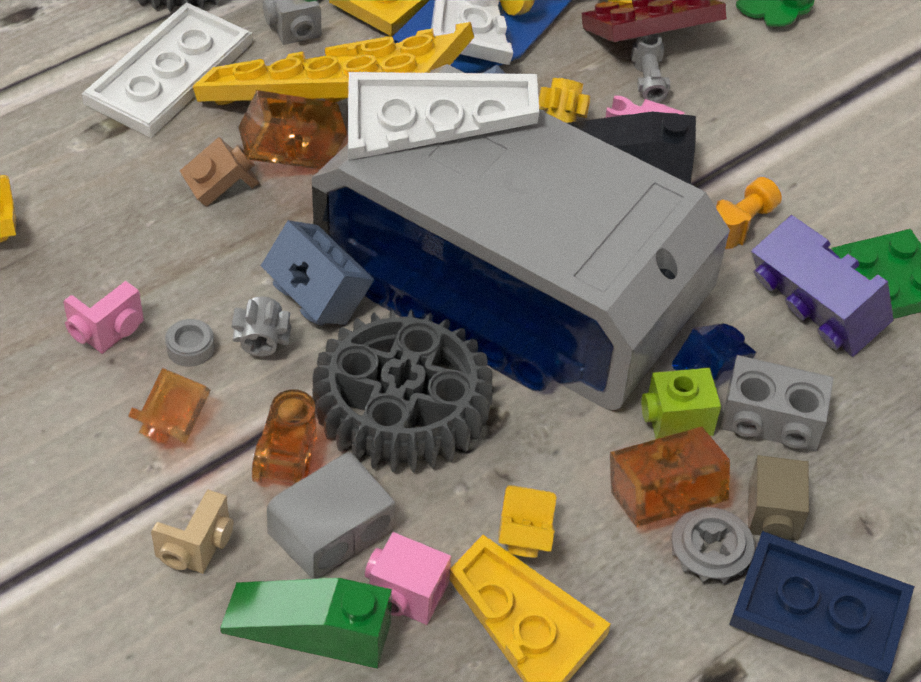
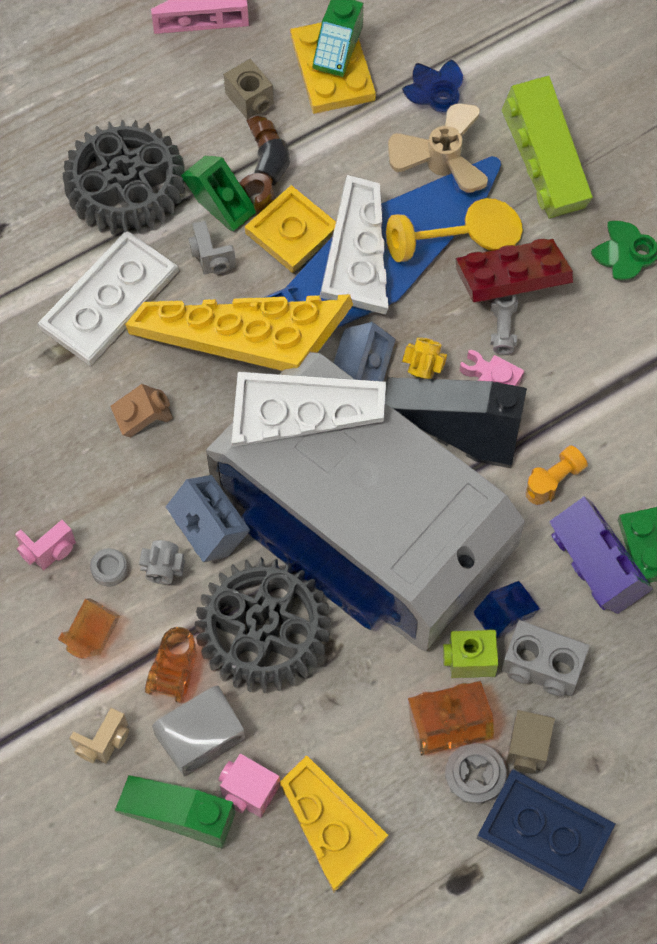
camera: 10 degrees right, 15 degrees up
(291, 130) = (198, 382): clear orange brick -> none
(527, 520) = (340, 747): yellow bracket -> none

